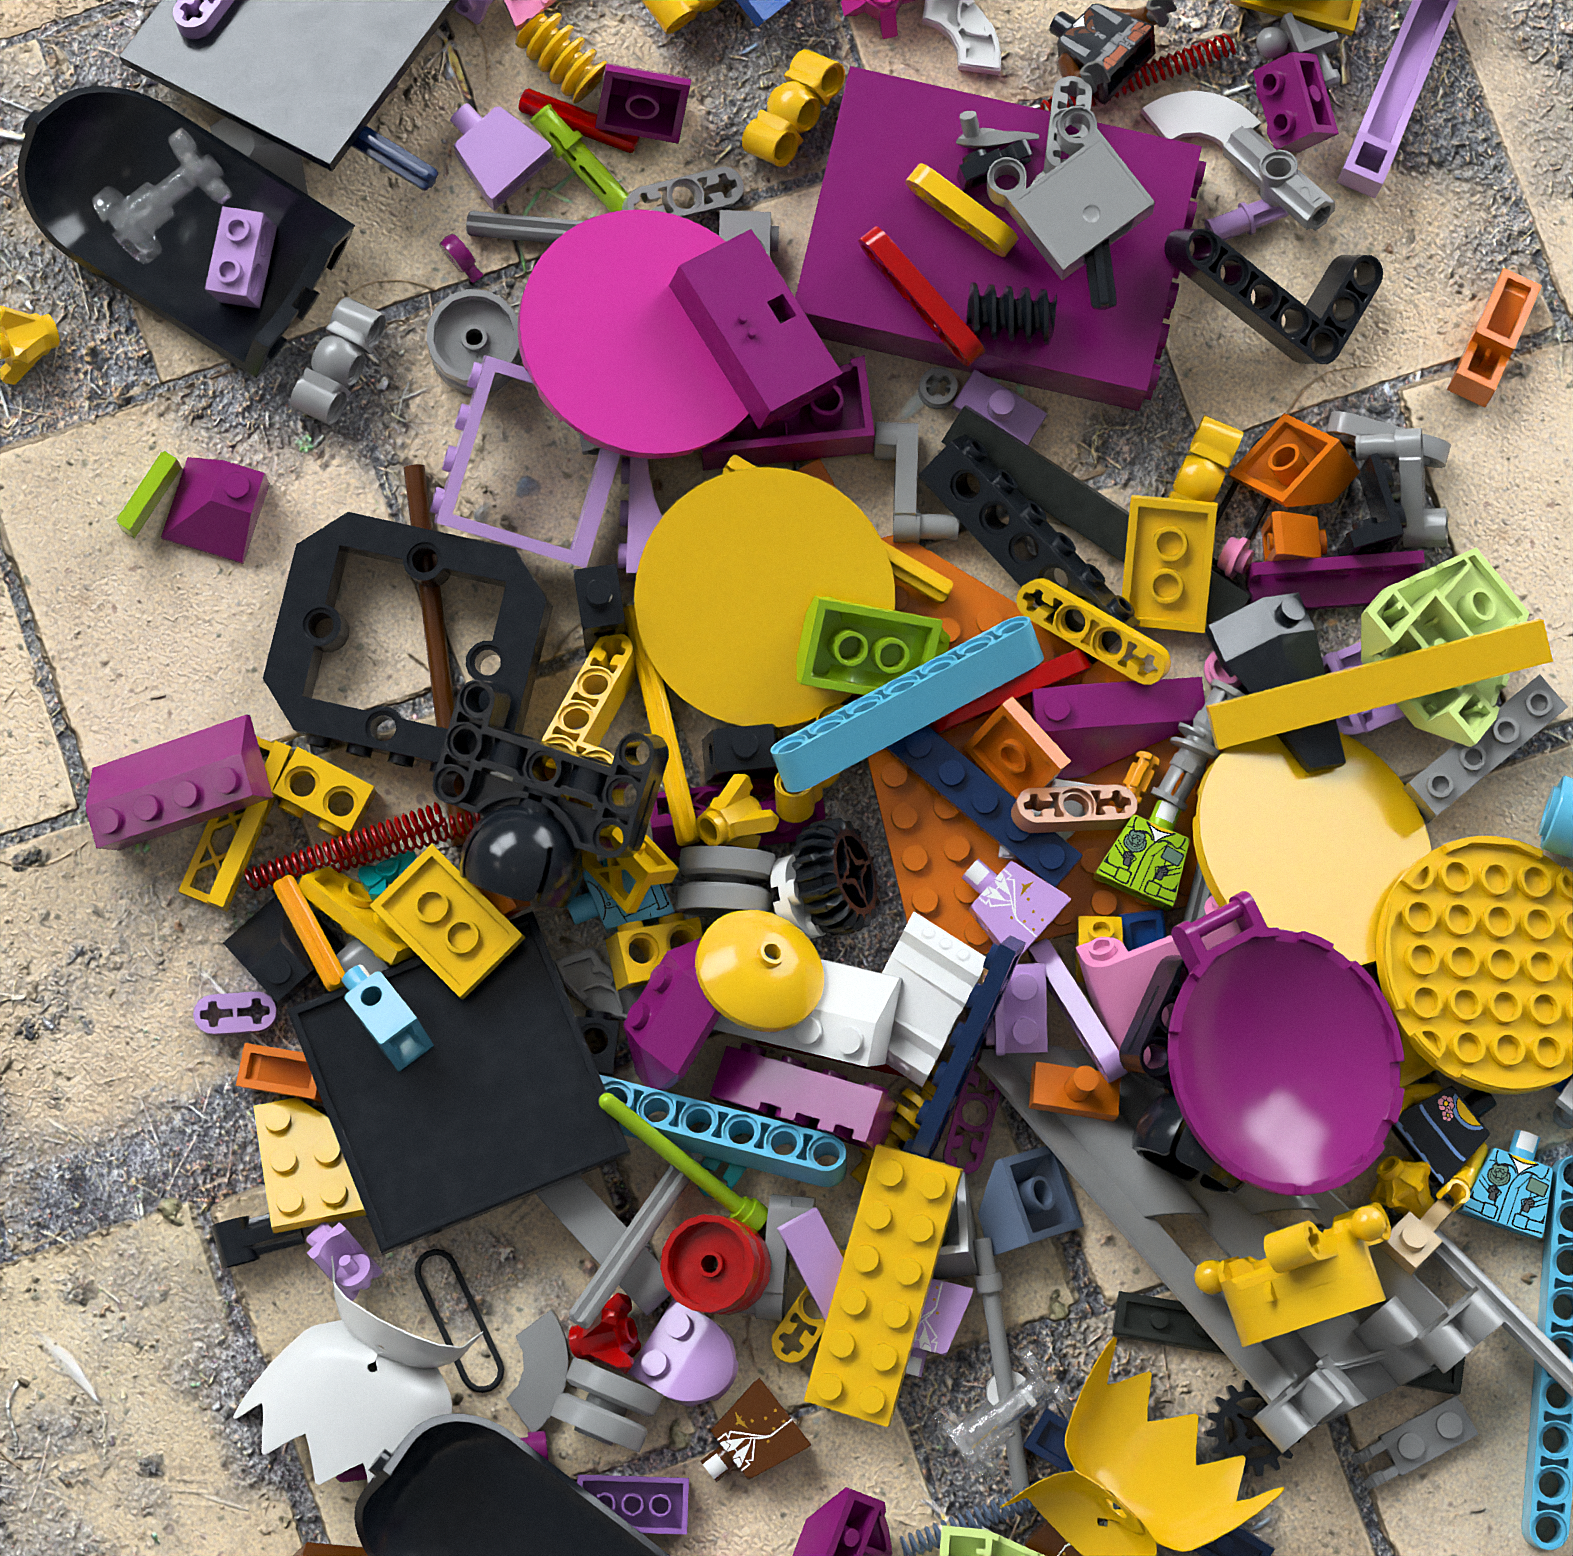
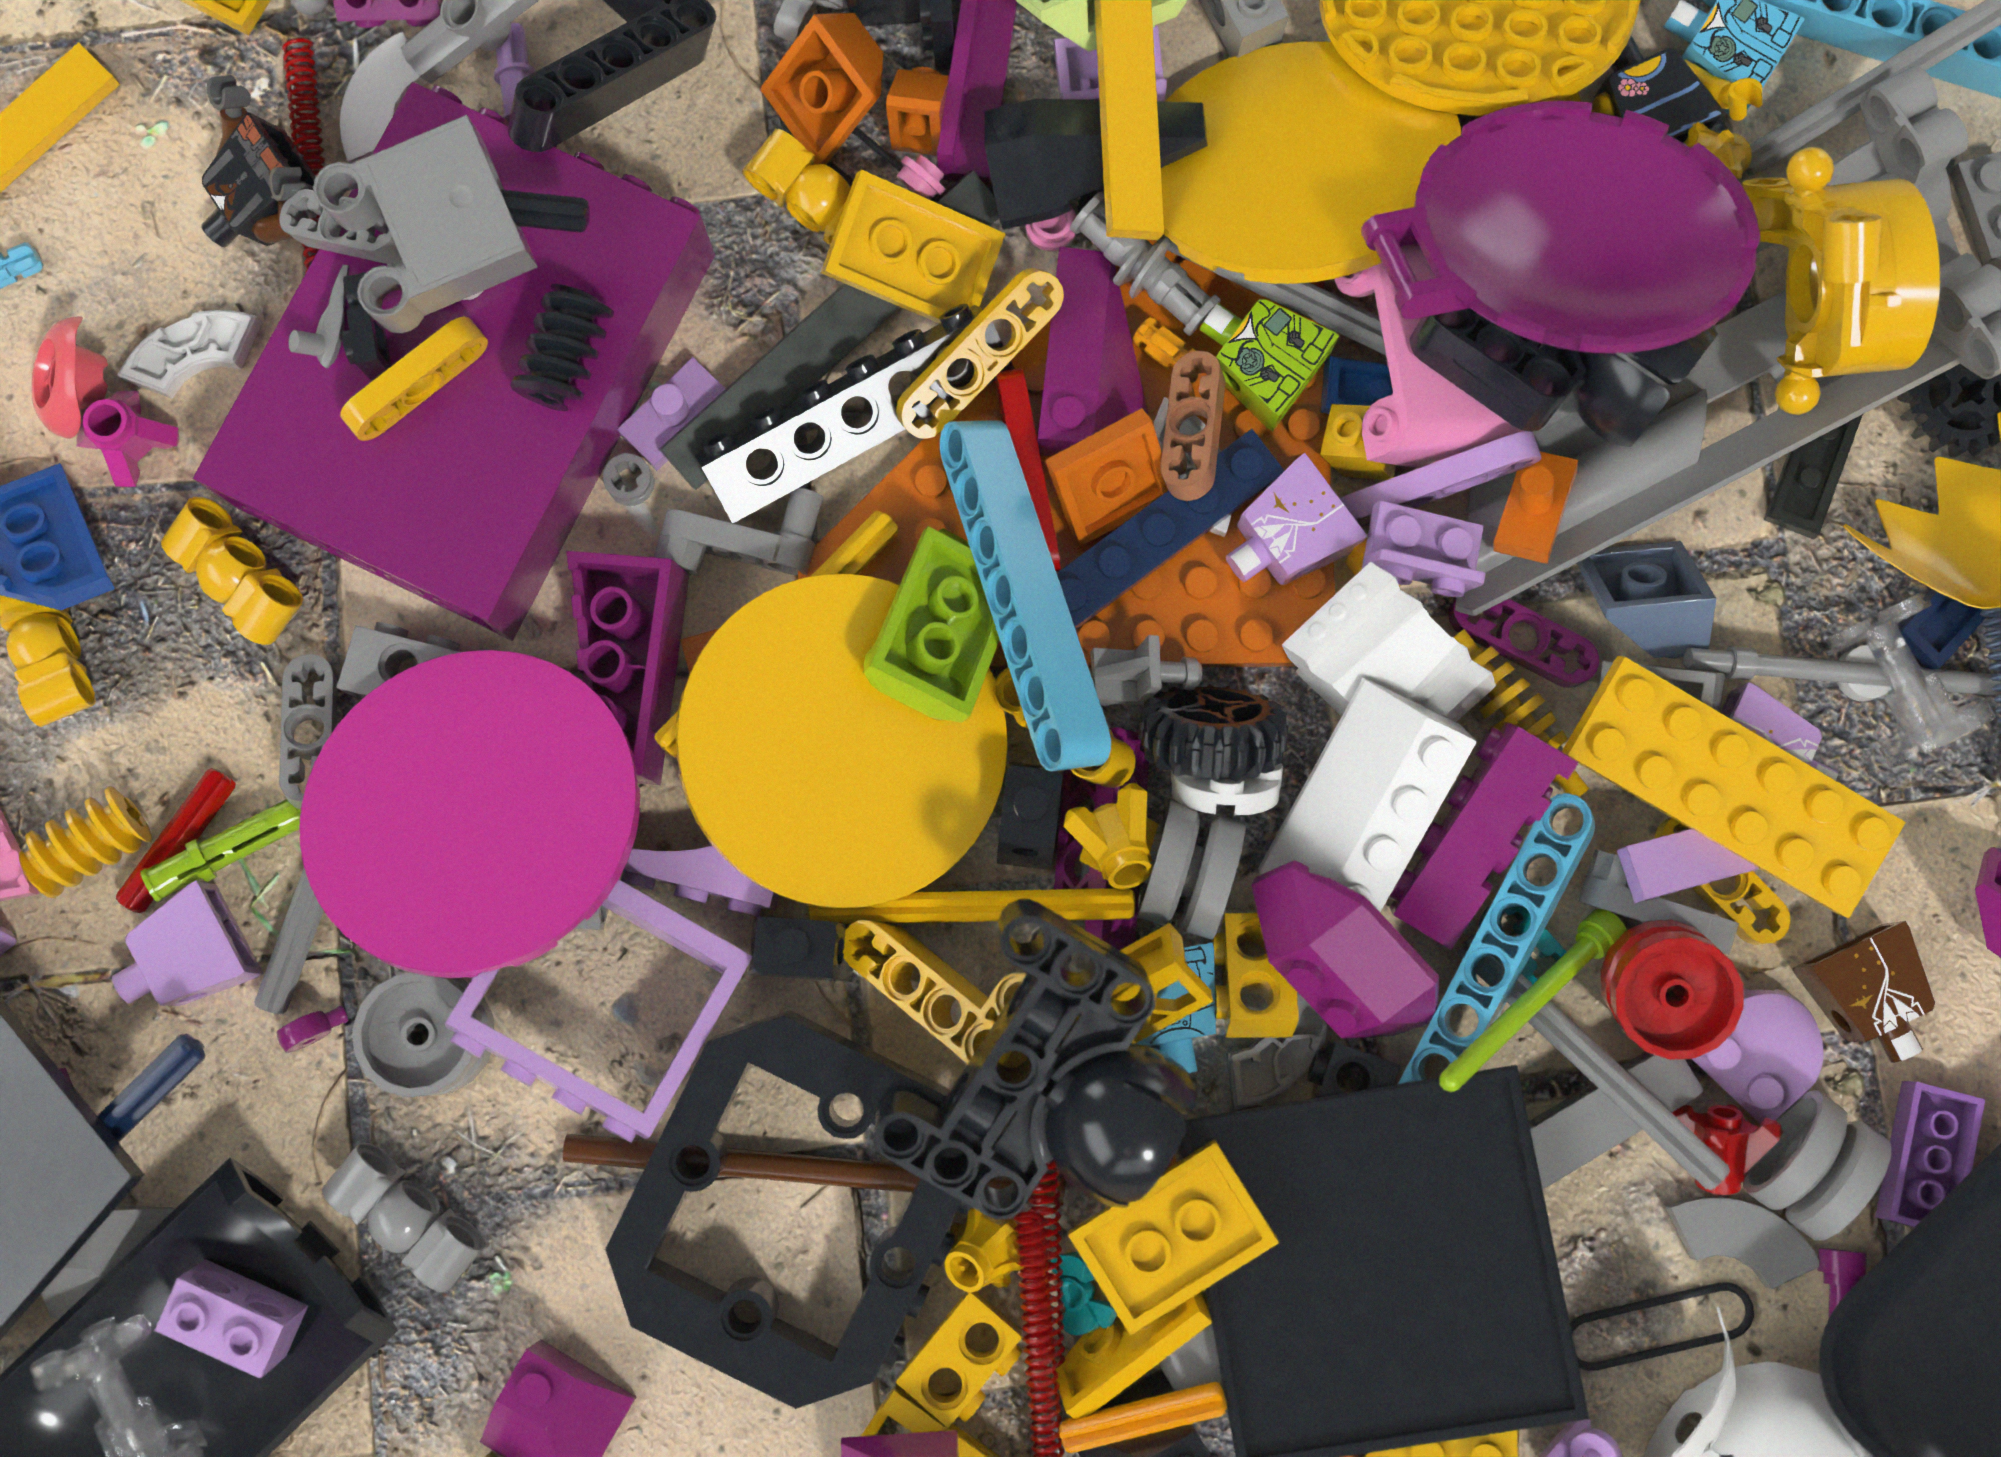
camera: 70 degrees left, 0 degrees up
(385, 1016) = (1301, 1336): torso -> none
(403, 790) = (982, 1252): none -> yellow rock
(643, 103) = (169, 751): magenta slope -> none
(747, 983) = (1334, 874): yellow dish -> none
(755, 328) = (498, 671): magenta brick -> none
(868, 805) = (1137, 674): none -> light grey piece
(921, 296) = (511, 452): red beam -> none
(966, 1043) = (1469, 614): dark blue plate -> none
(1415, 1239) = (1770, 148): tan plate -> none

